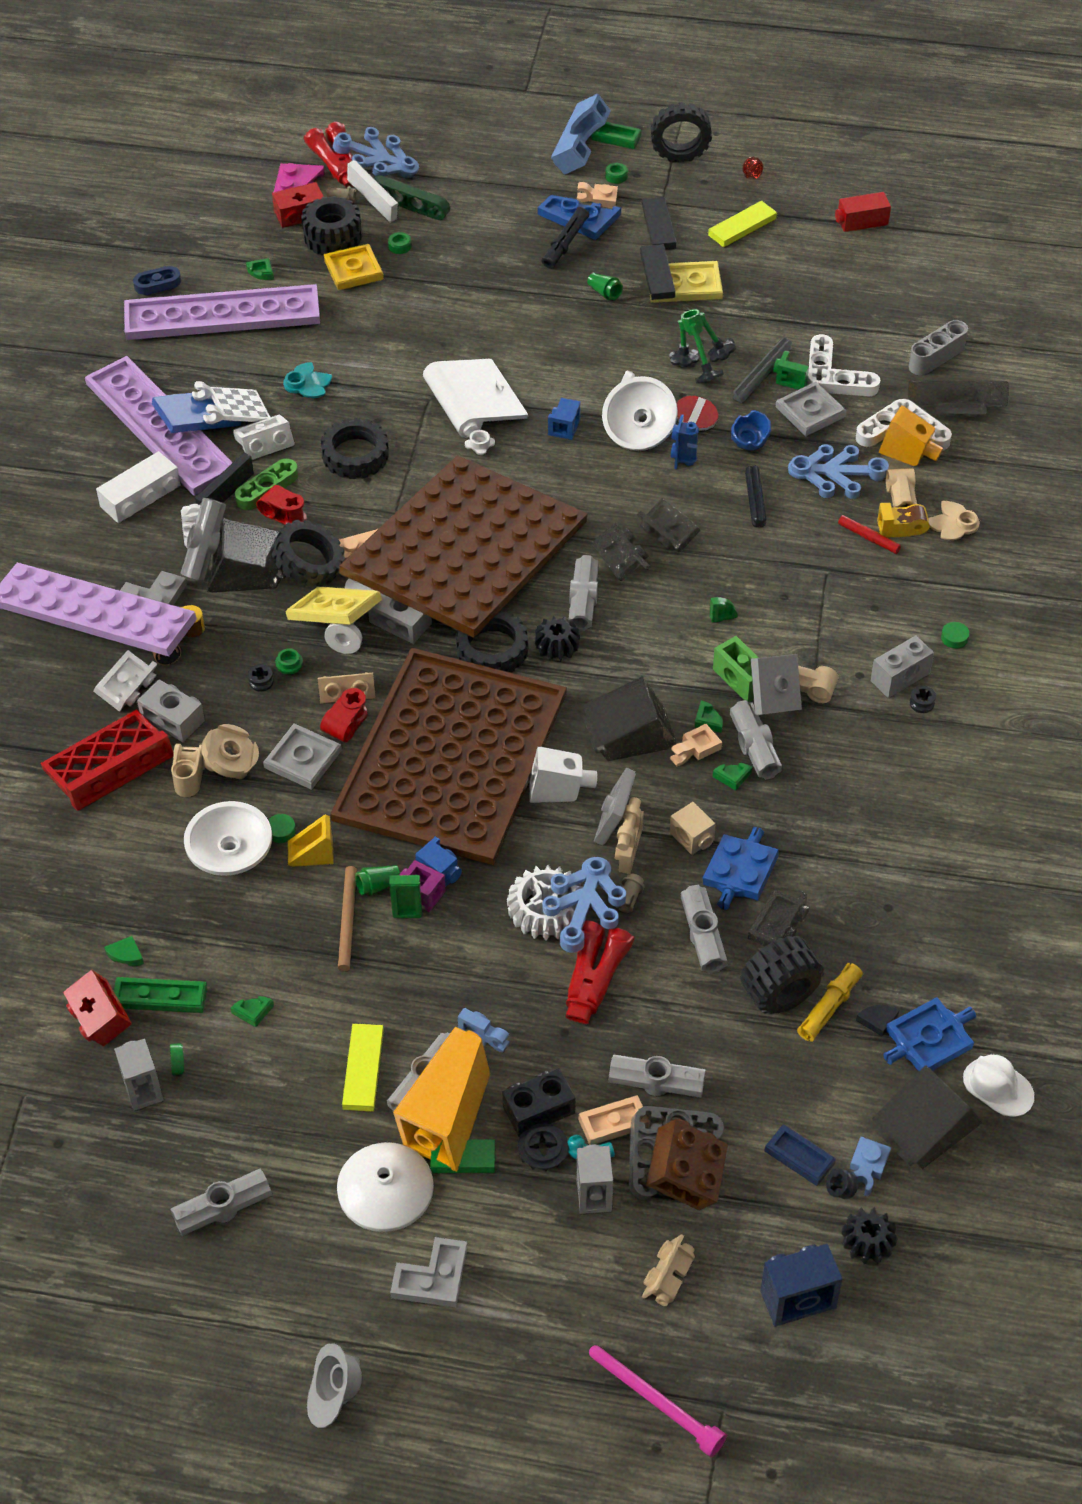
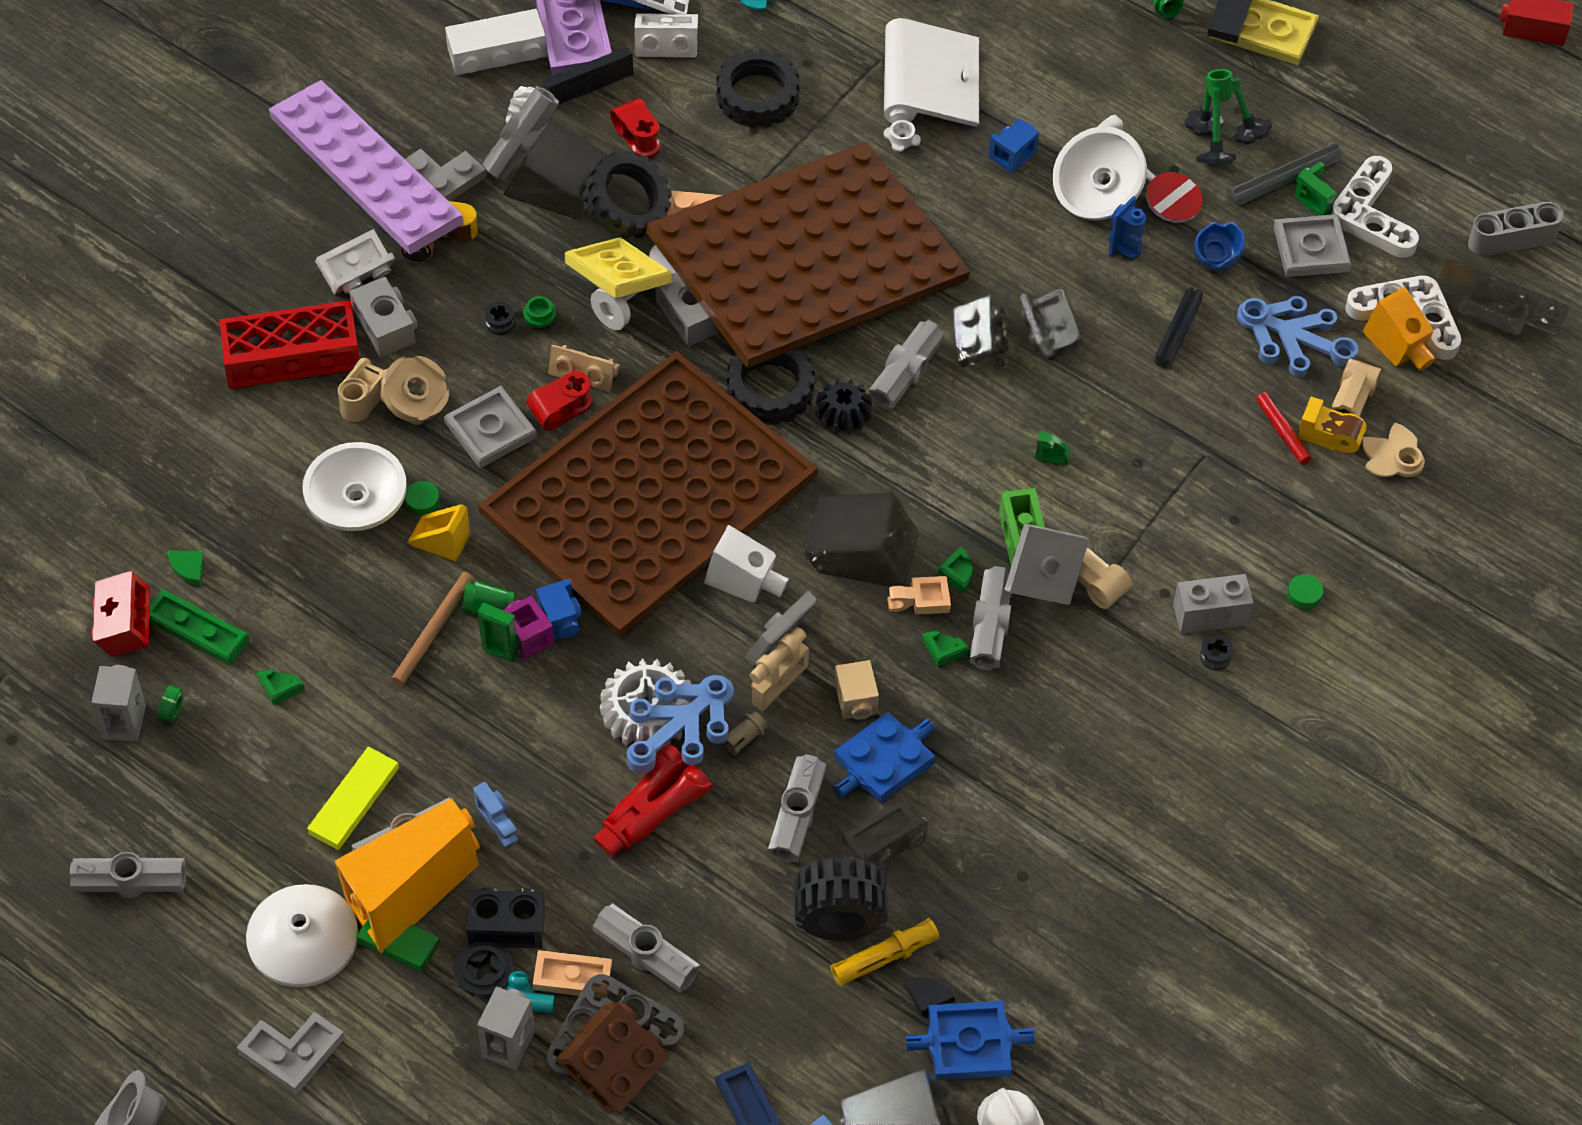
camera: 25 degrees right, 5 degrees up
(251, 491) = (657, 80): bright green beam -> none

